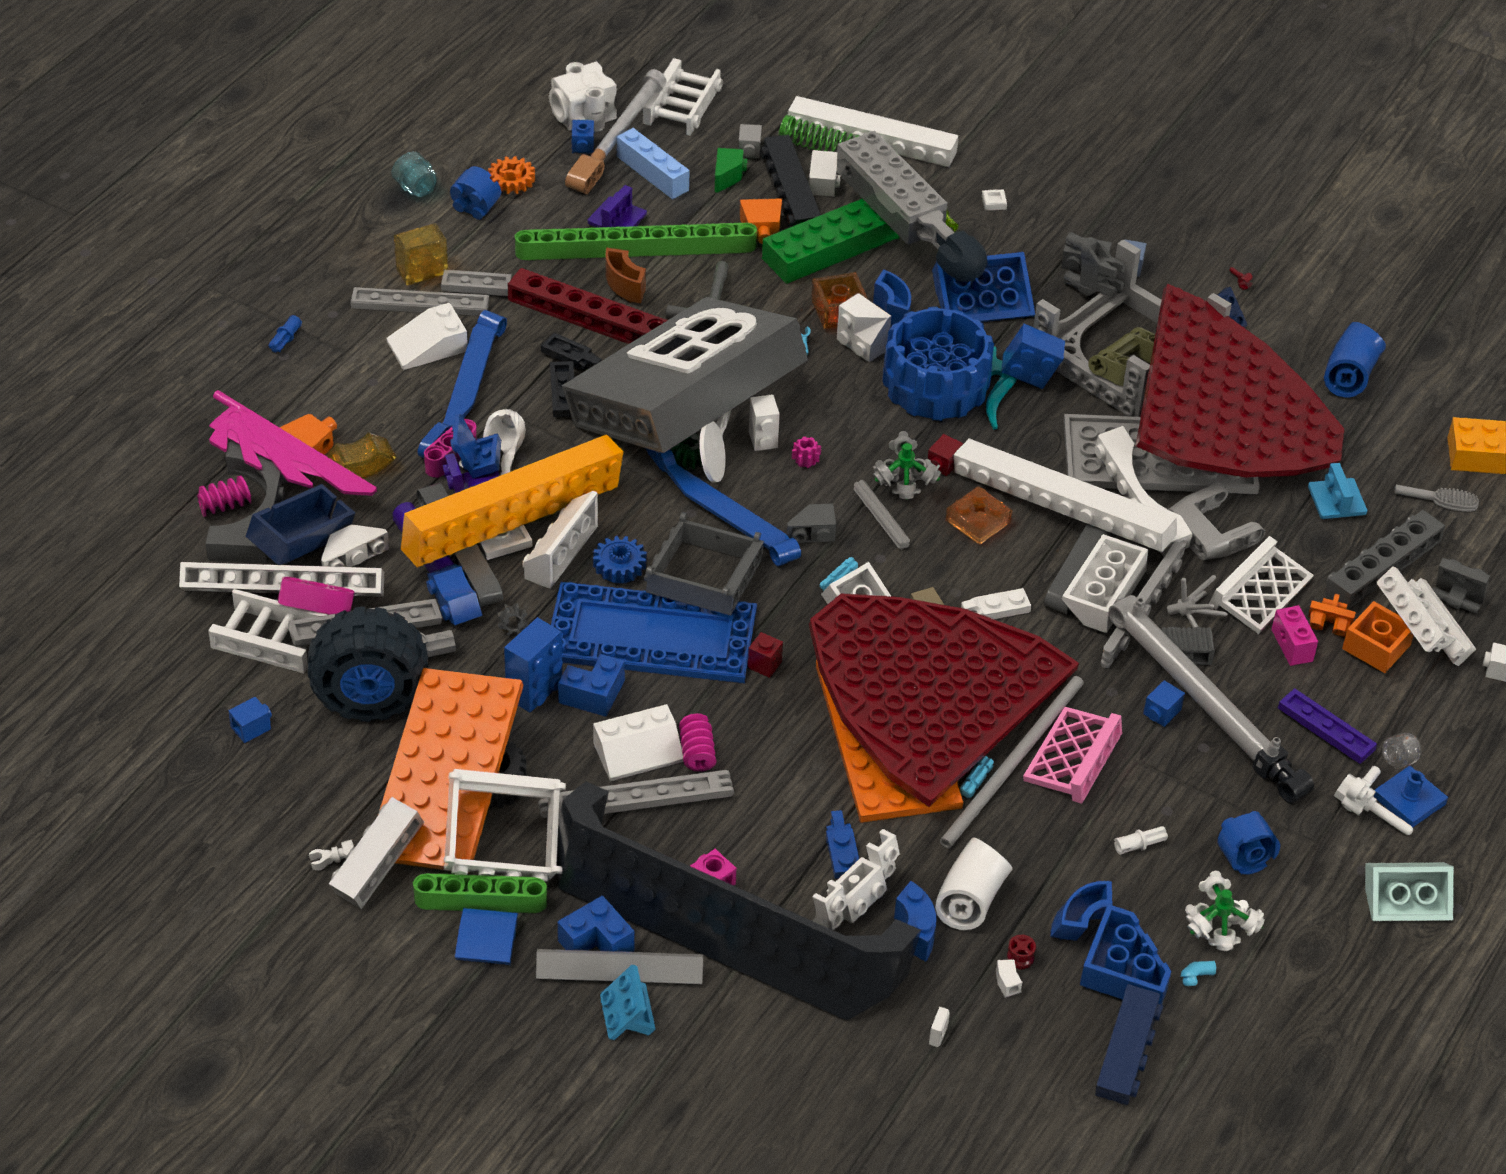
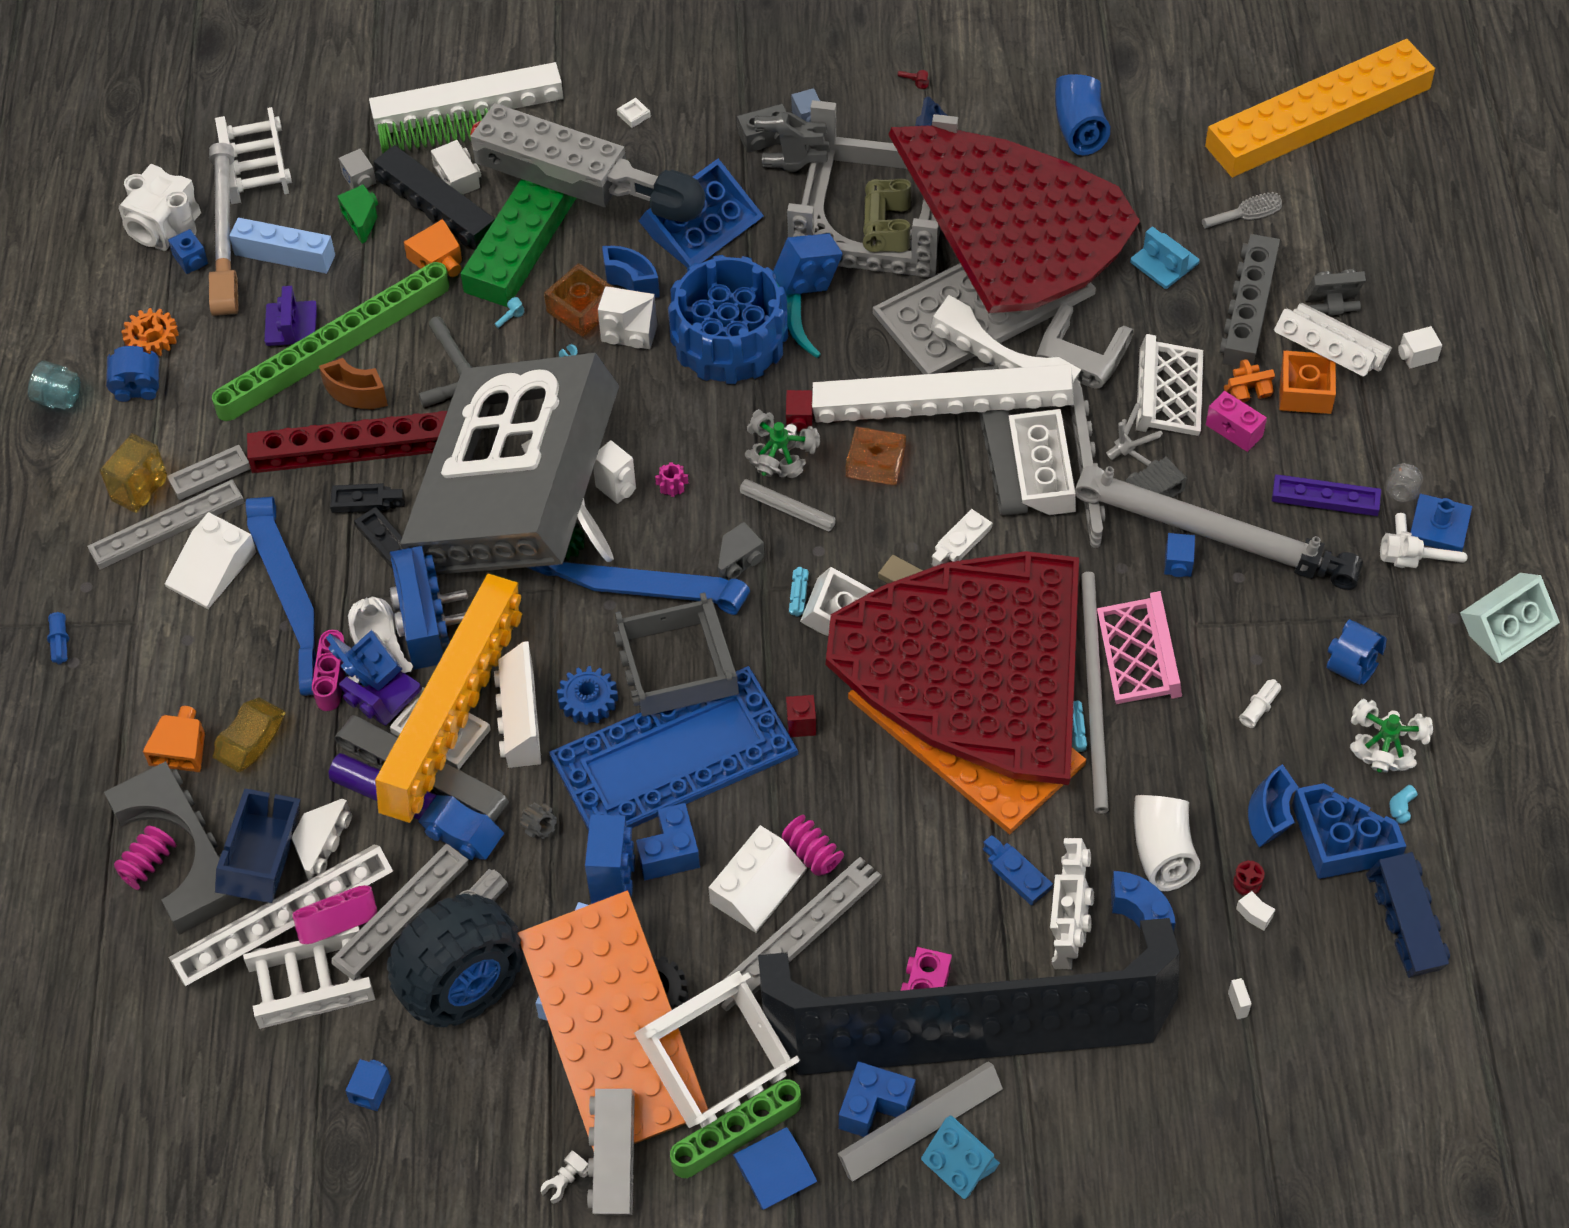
camera: 30 degrees left, 10 degrees up
(284, 450) = (157, 770): dark pink animal -> none
(547, 428) = (421, 606): none -> blue piece
(789, 287) = (516, 310): none -> medium azure hand

